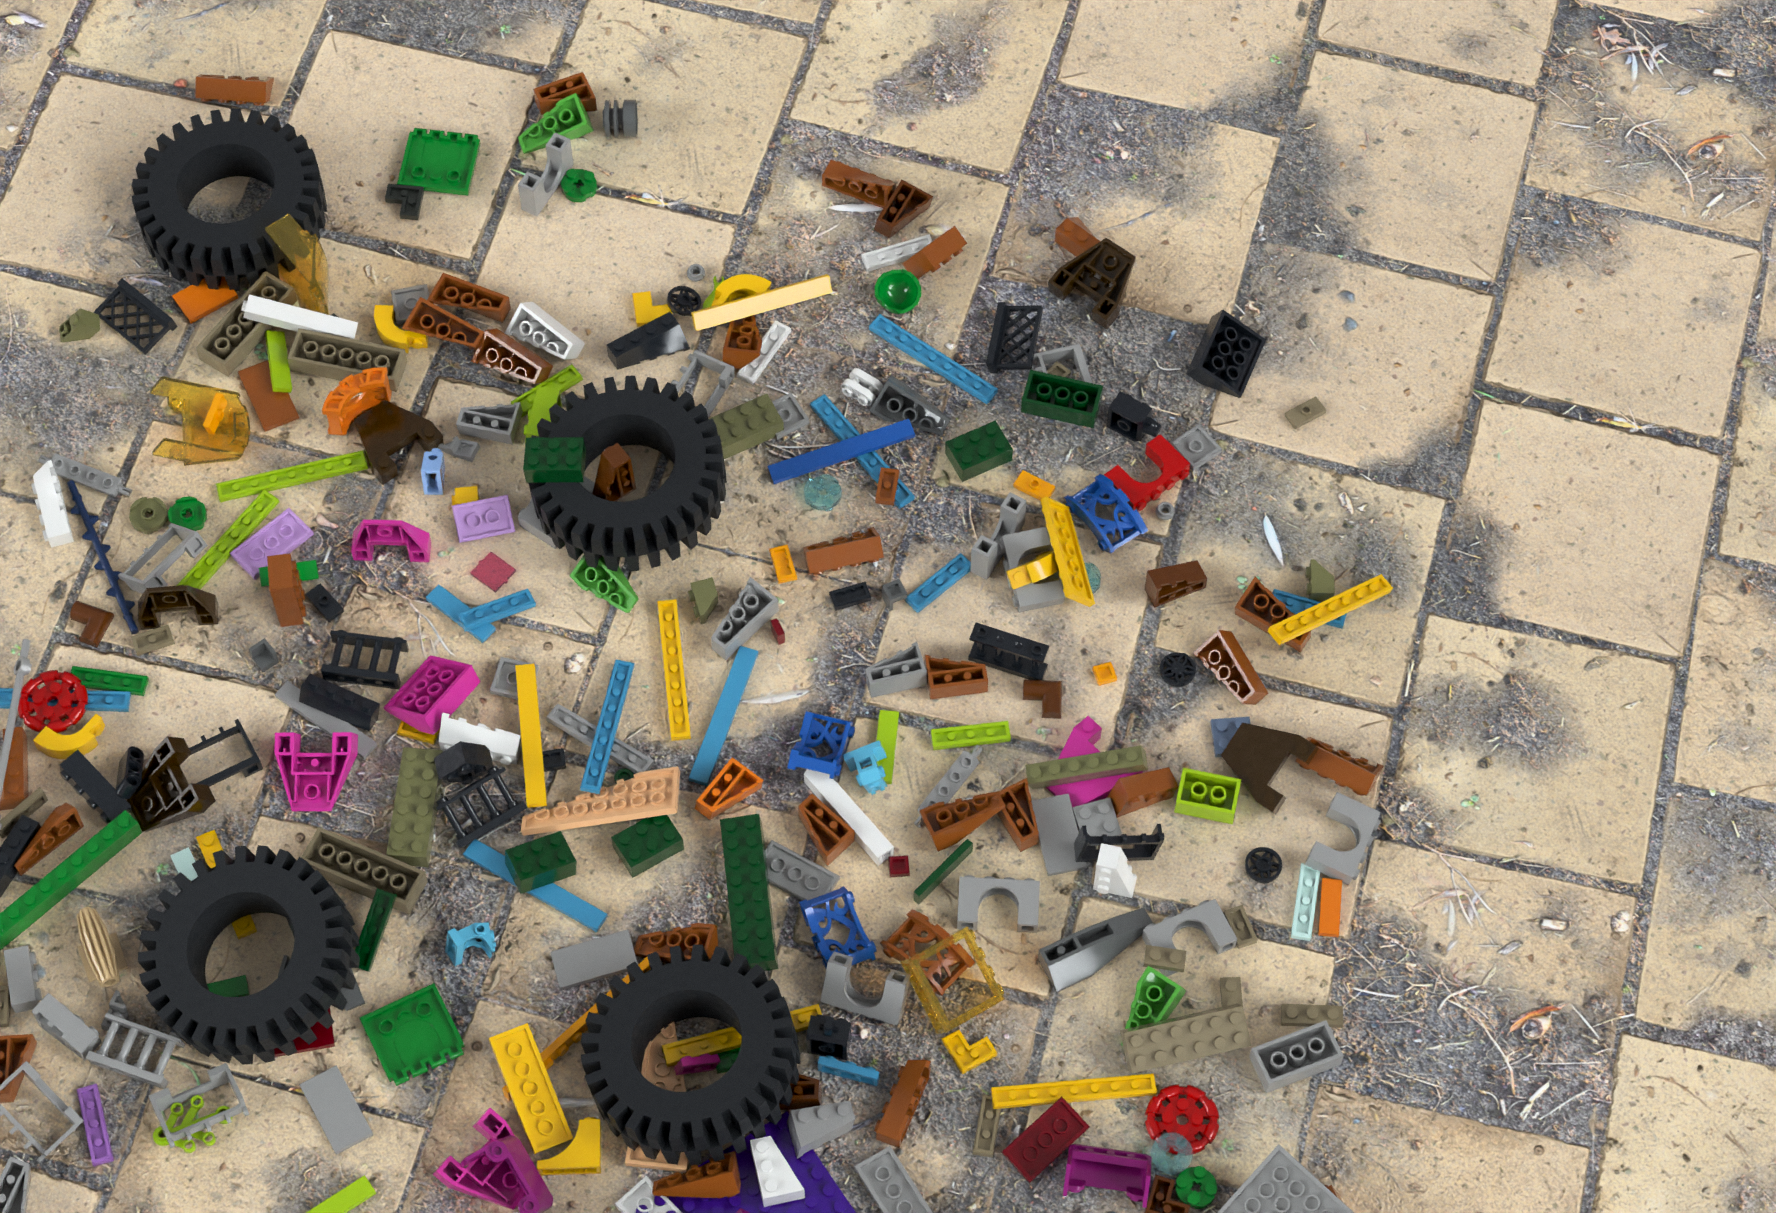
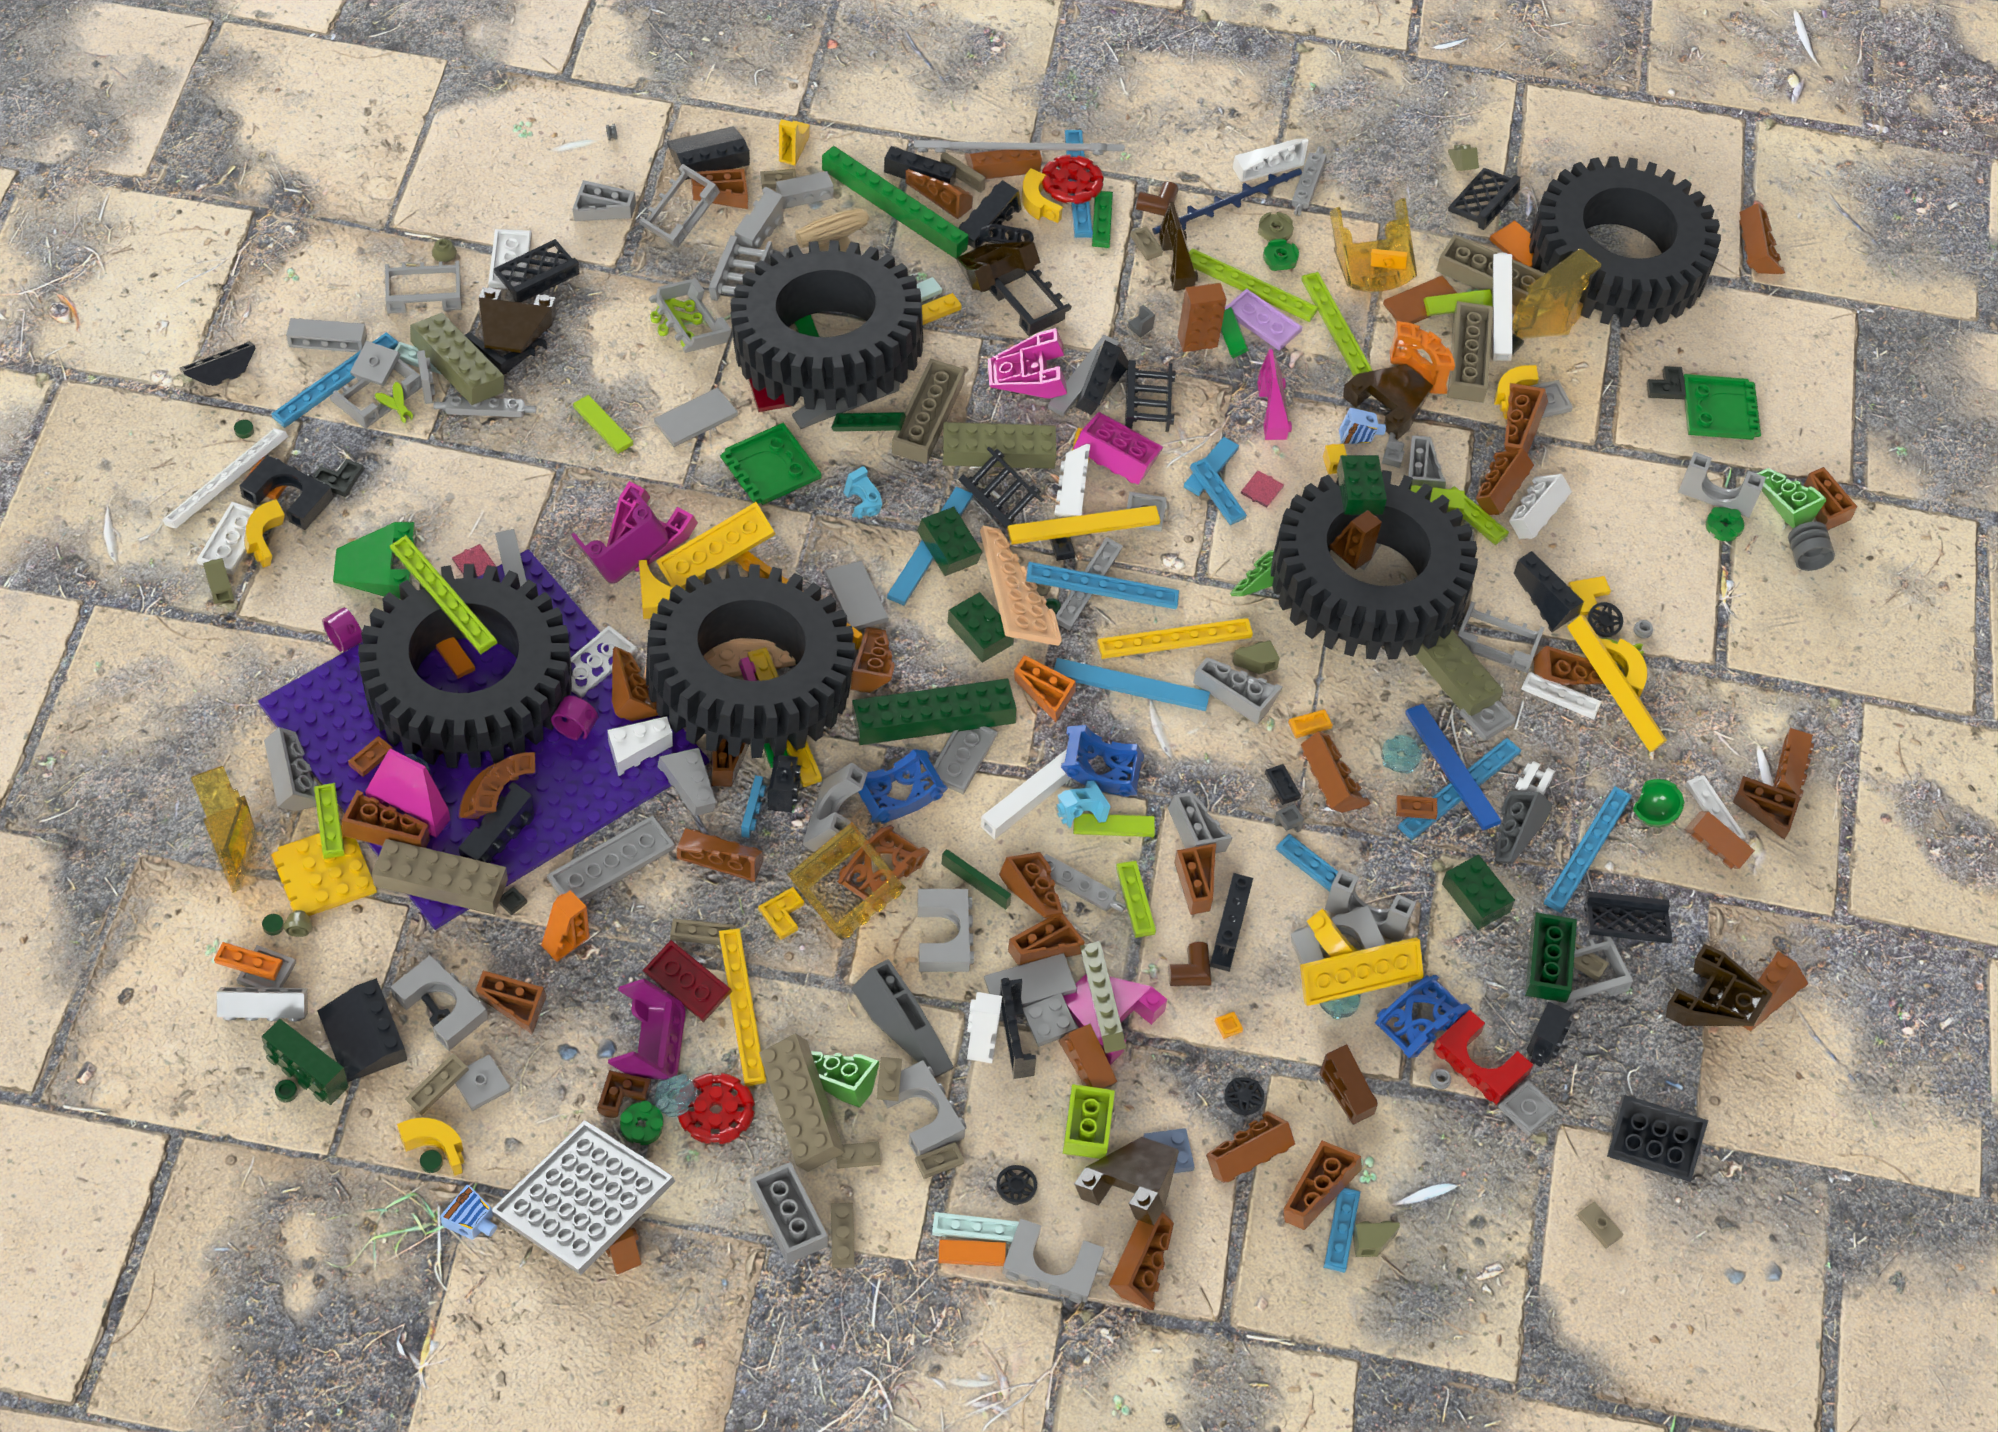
camera: 80 degrees right, 5 degrees down
(95, 1125) = (674, 255): medium lavender tile -> none
(191, 543) = (1241, 250): light grey hinge -> none
(324, 602) = (1206, 363): black plate -> none
(463, 294) = (1562, 432): dark orange wedge -> none
(463, 762) = (1043, 471): black hinge -> none
(483, 518) = (1313, 464): lavender tile -> none
(777, 631) = (1230, 721): dark red tile -> none
(825, 828) = (1009, 771): dark orange wedge -> none
(898, 866) = (980, 843): dark red tile -> none
(1033, 486) = (1447, 950): light orange plate -> none
(1330, 609) = (1334, 1239): yellow plate -> none

